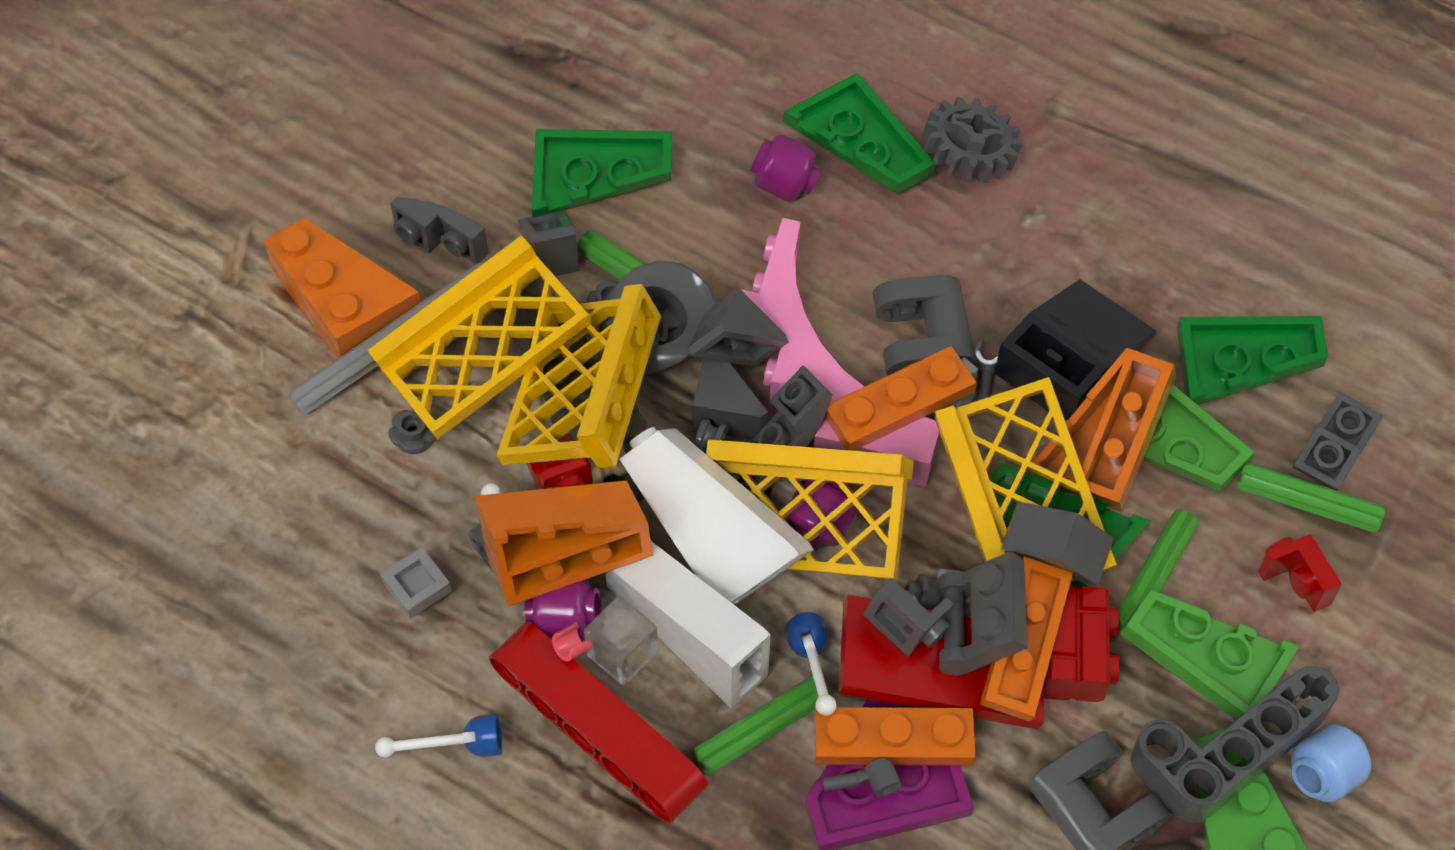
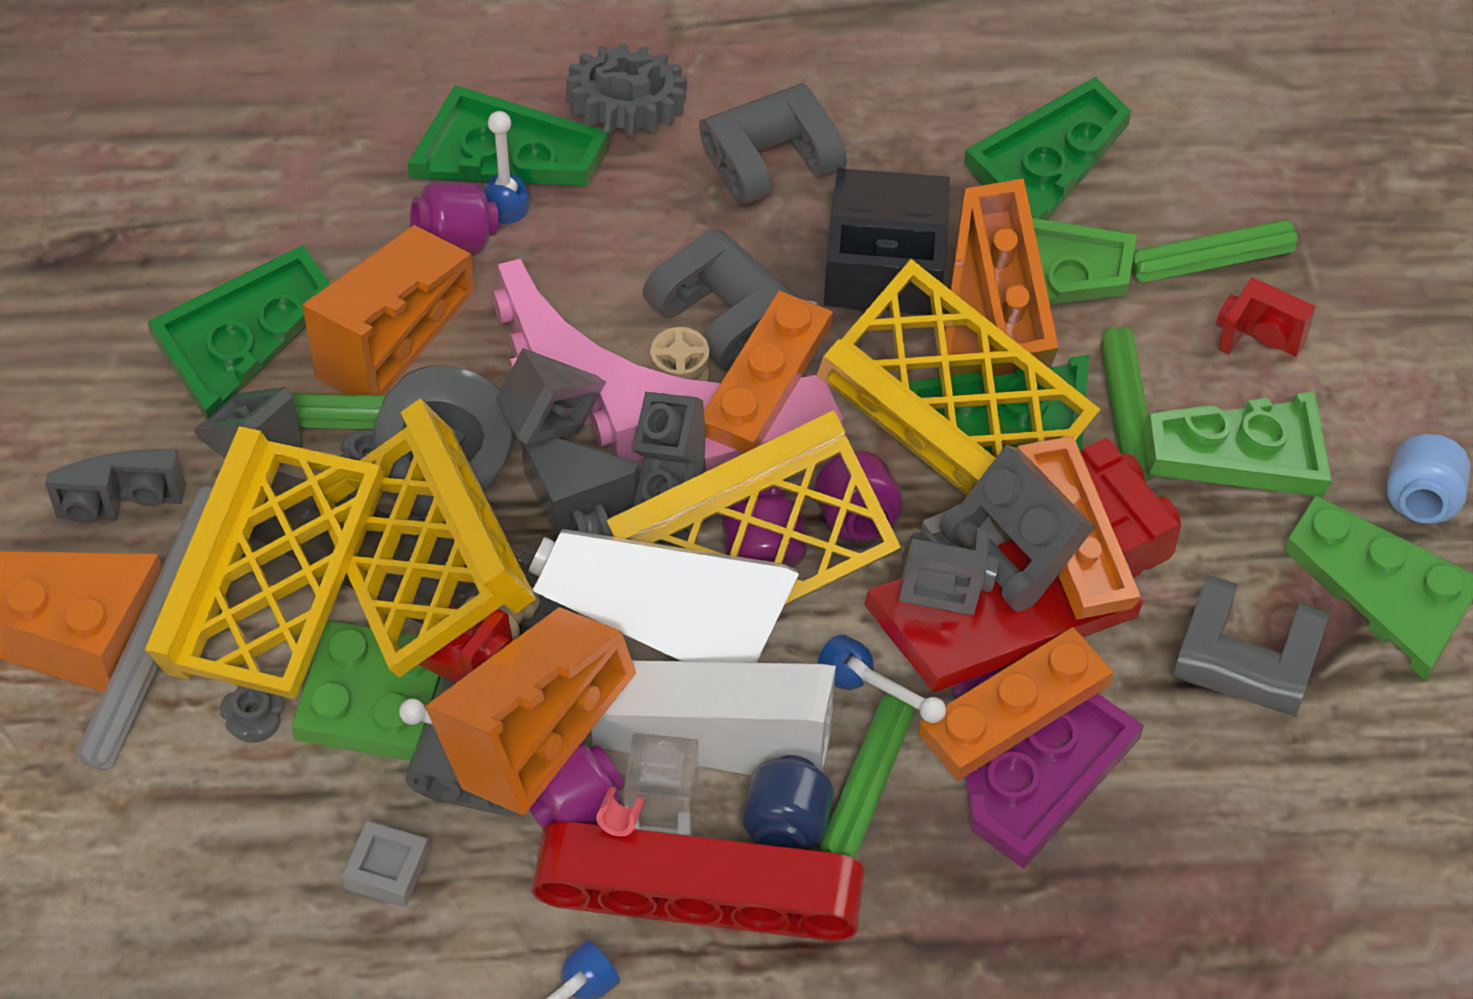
camera: 35 degrees left, 5 degrees down
(470, 459) = (356, 699): none -> bright green plate
(689, 708) = (788, 804): none -> dark blue head
(691, 208) = (386, 311): none -> orange wedge
(837, 163) = (505, 188): none -> hinge
(861, 345) = (682, 349): none -> tan wheel
(879, 773) = (1034, 747): dark grey hand -> none
(920, 524) = (834, 482): none -> magenta head
(987, 371) = (819, 282): dark grey hand -> none
(1048, 218) = (741, 132): none -> dark grey connector
(1059, 540) = (1032, 411): dark grey slope -> none
(1244, 737) = (1356, 495): dark grey beam -> none
(1337, 441) = (1197, 185): dark grey slope -> none

